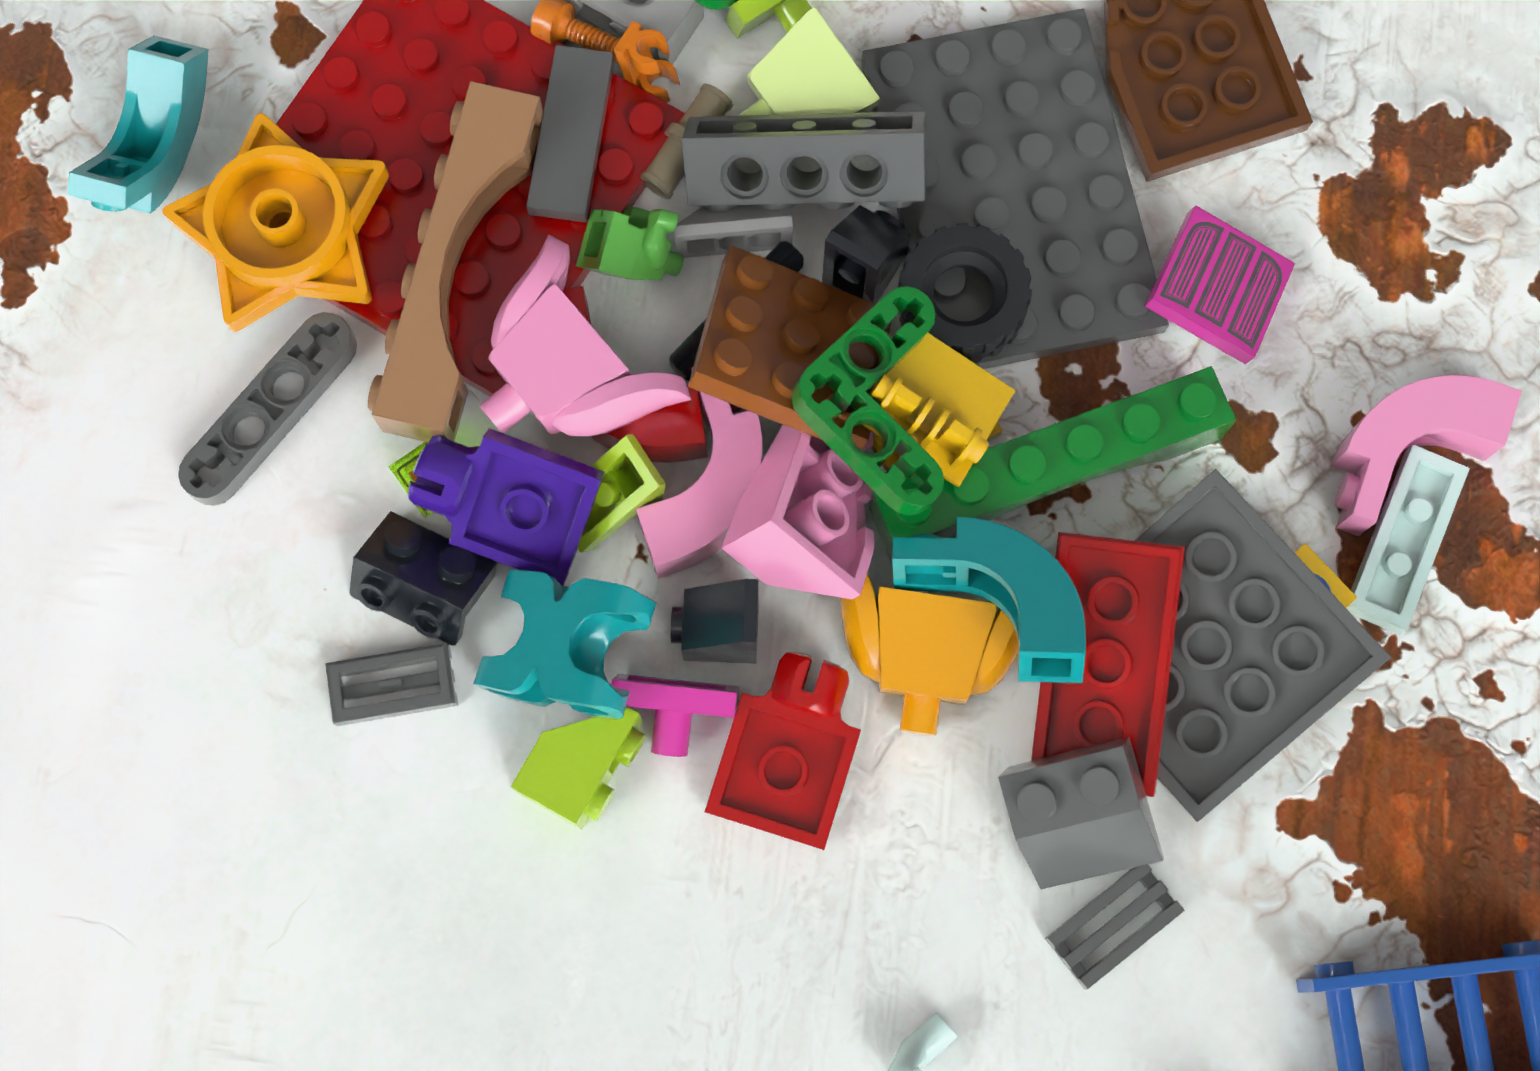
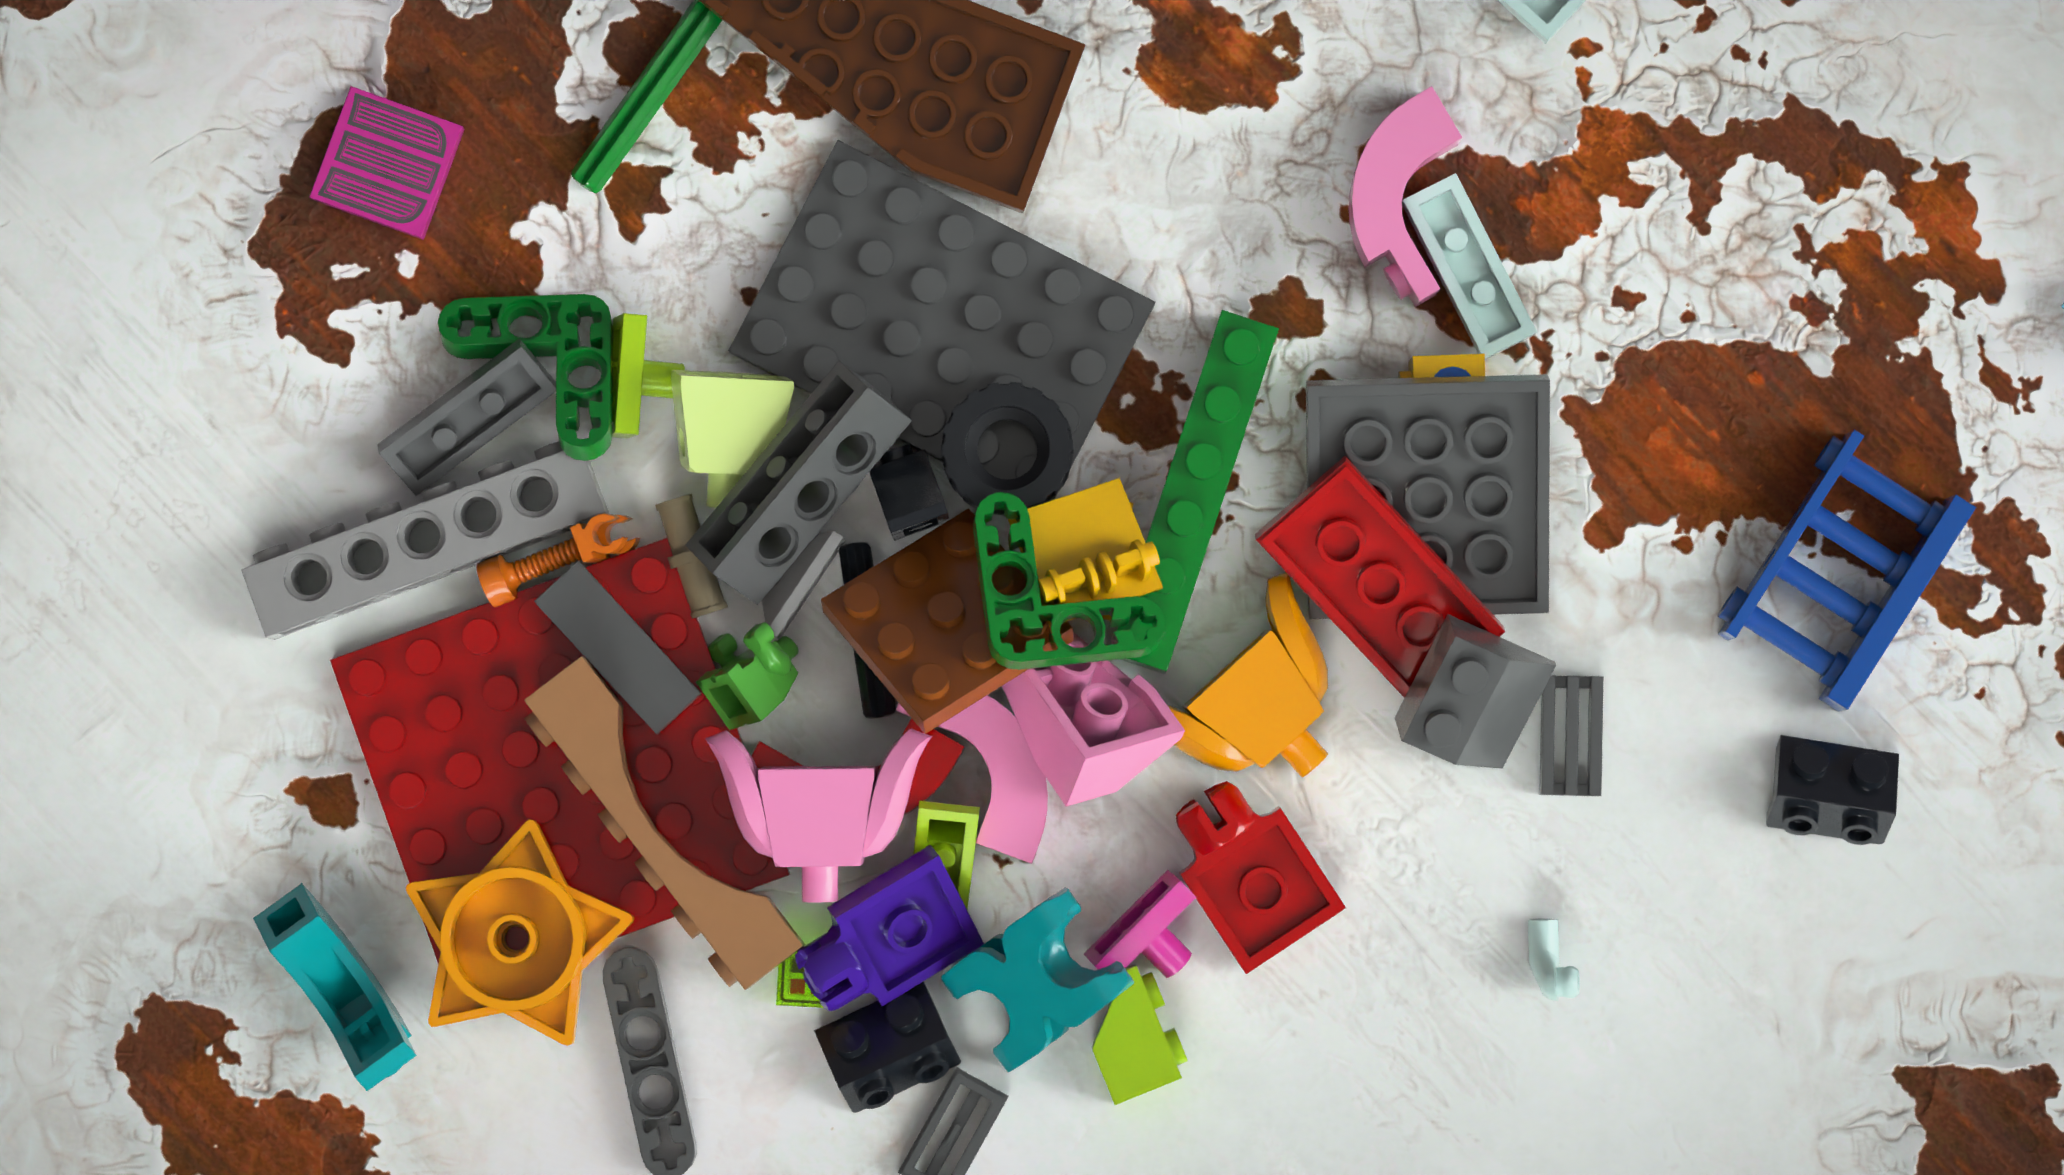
camera: 50 degrees left, 10 degrees up
(718, 622) = (1112, 851): black slope -> none
(1016, 578) = (1267, 603): teal arch -> none
(1220, 285) = (1157, 235): dark pink tile -> none

